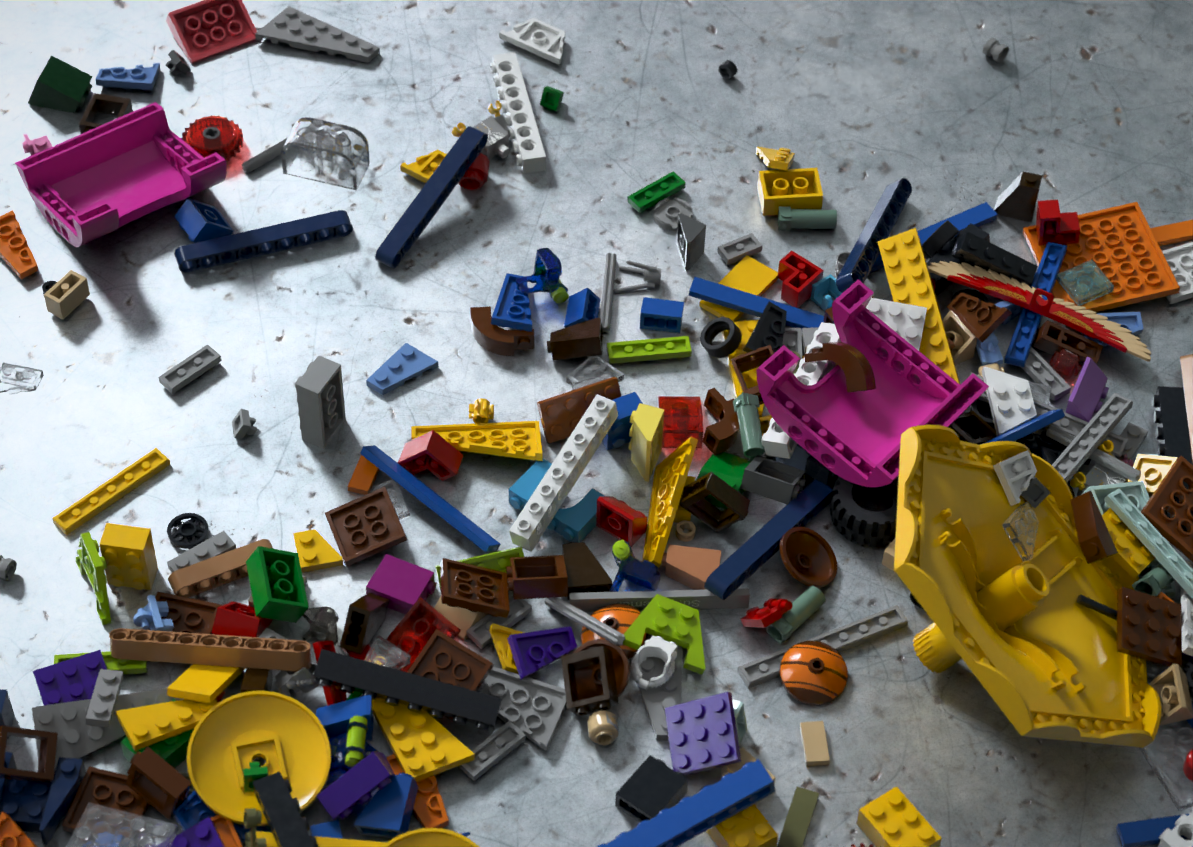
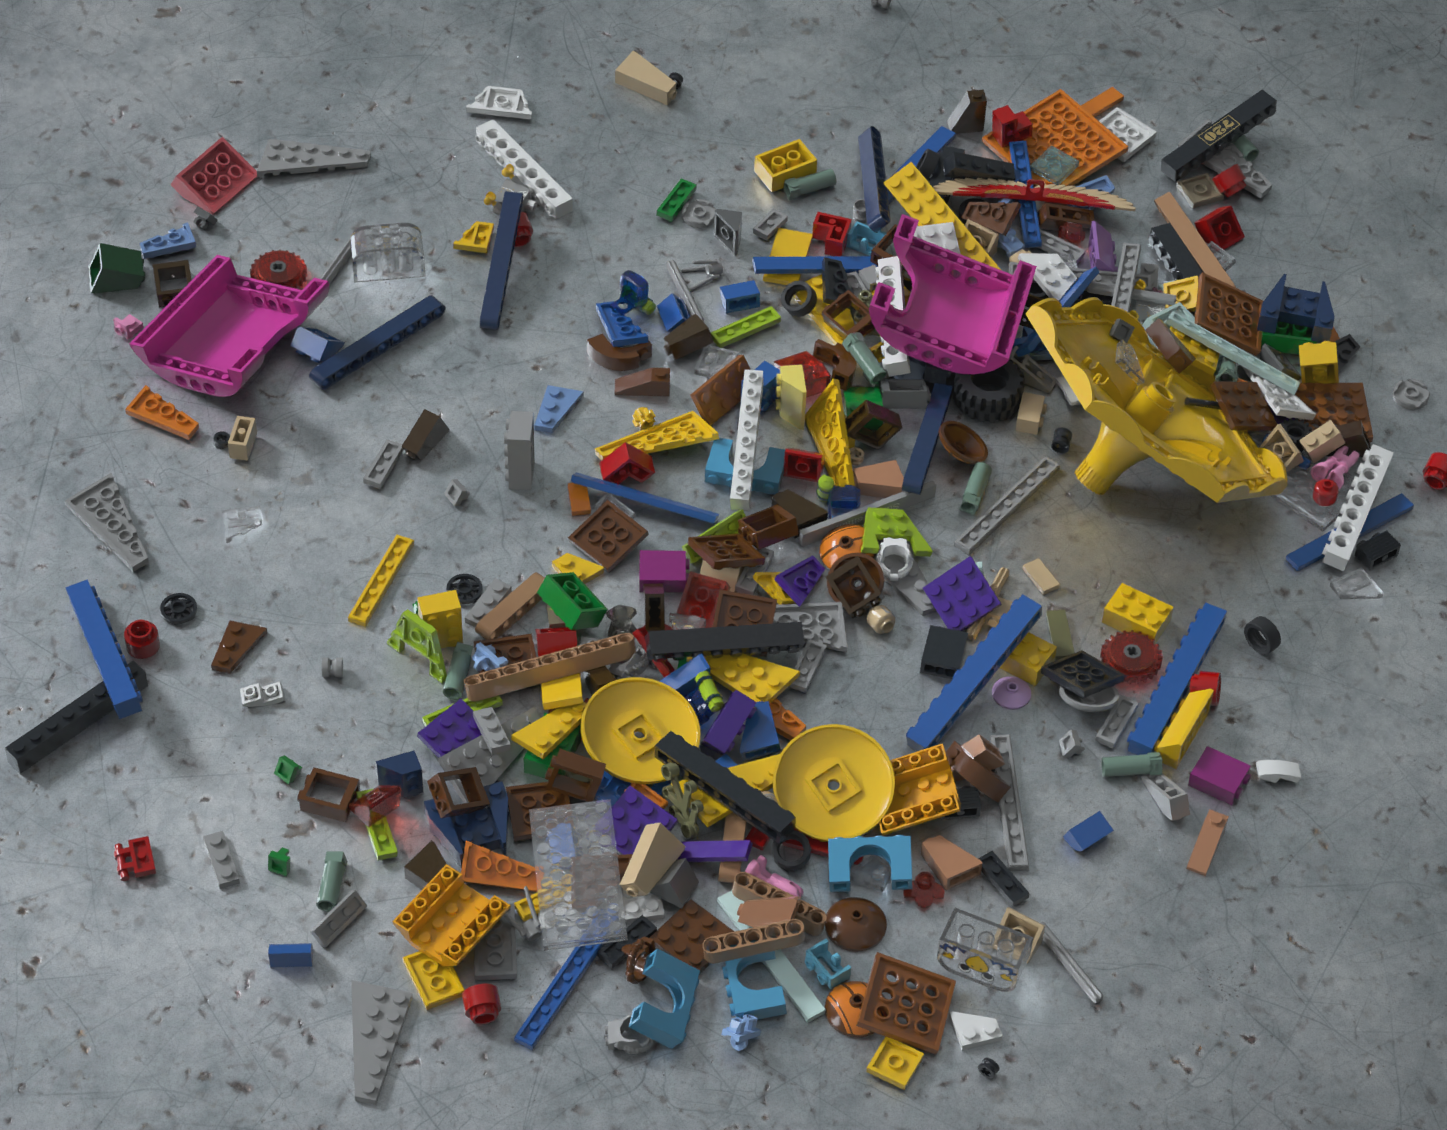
camera: 25 degrees left, 0 degrees up
(122, 616) = (457, 671): none -> sand green piece
(246, 353) = (424, 435): none -> dark brown slope
(252, 774) = (648, 743): green tile -> none
(507, 374) = (645, 383): none -> reddish brown slope
(551, 98) = (544, 149): green tile -> none
(585, 620) = (824, 545): light grey axle -> none
(697, 57) = (645, 79): none -> tan slope
(748, 743) = (997, 586): none -> tan axle
(767, 615) = (956, 494): red plate -> none
(776, 159) = (760, 141): yellow wing -> none
(812, 684) = (1011, 533): orange dish -> none
(853, 363) = (925, 279): reddish brown arch -> none
(1016, 475) = (1106, 322): white wing -> none

